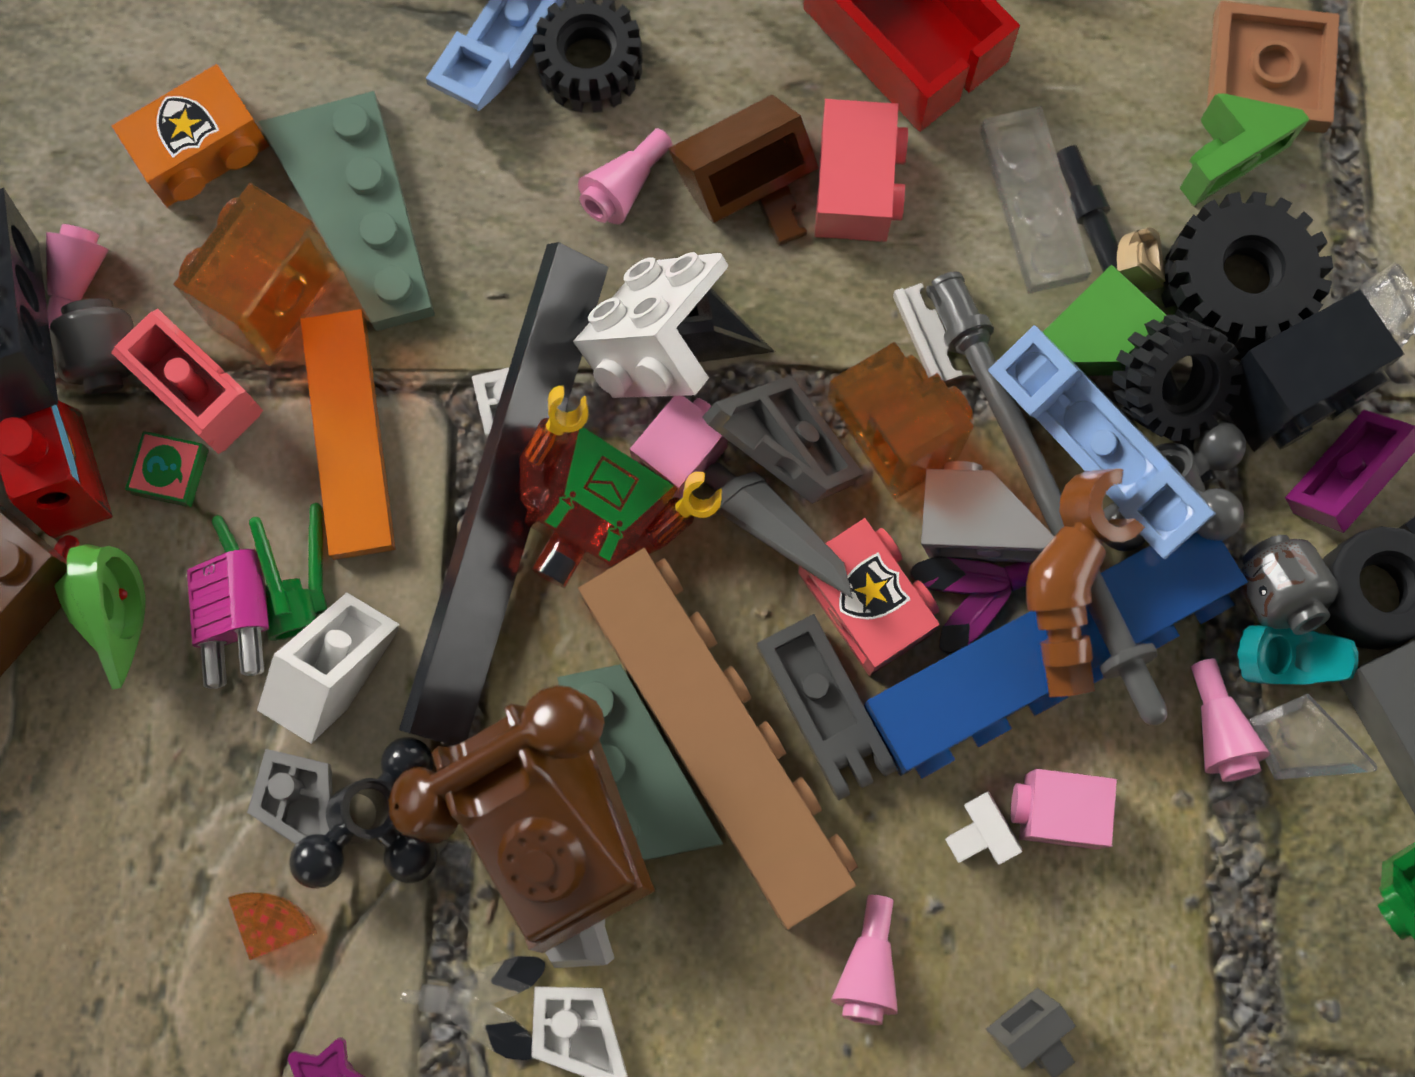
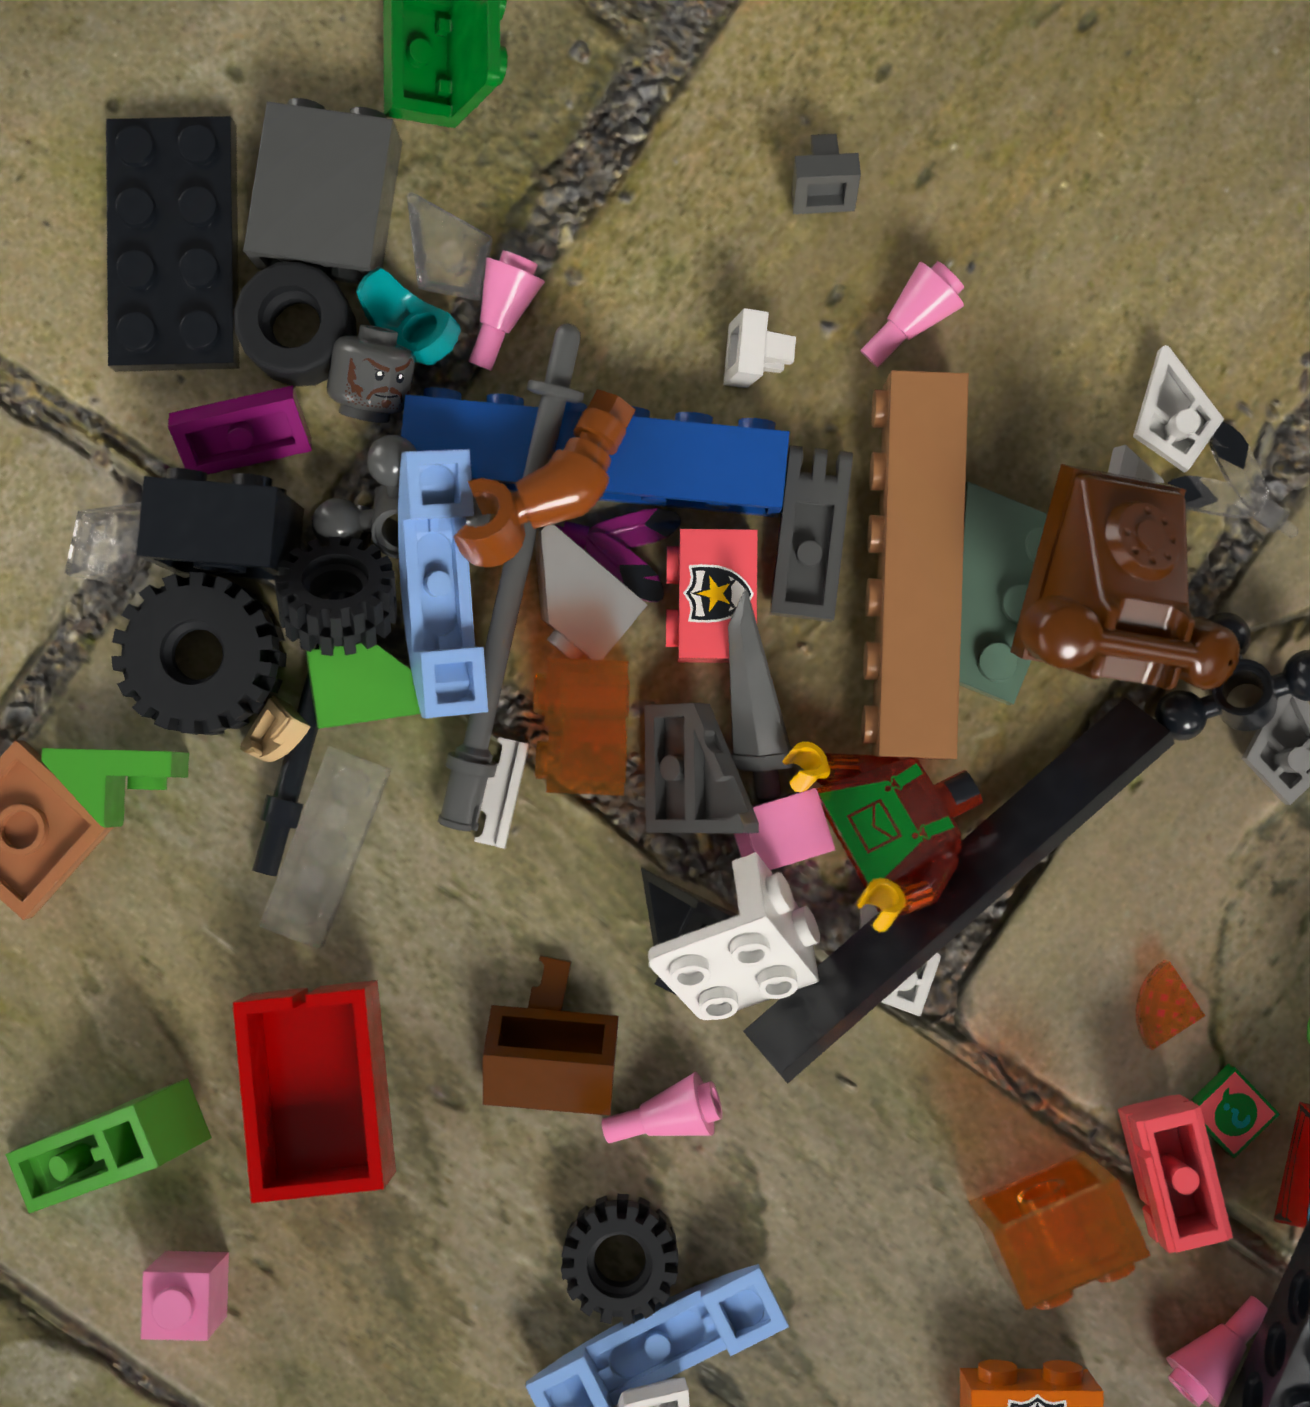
camera: 145 degrees left, 10 degrees up
(84, 344) = (1236, 1272): dark grey head -> none
(226, 608) = (1254, 945): dark pink piece -> none
(278, 514) = (1164, 1006): none -> clear orange tile
(288, 604) = (1202, 915): green plant -> none
(325, 667) = (1199, 839): white slope -> none
(347, 435) = (1056, 1039): orange tile -> none
(354, 194) = (914, 1268): sand green wing -> none
(858, 170) = (459, 977): coral brick -> none
(1065, 809) = (679, 324): bright pink brick -> none

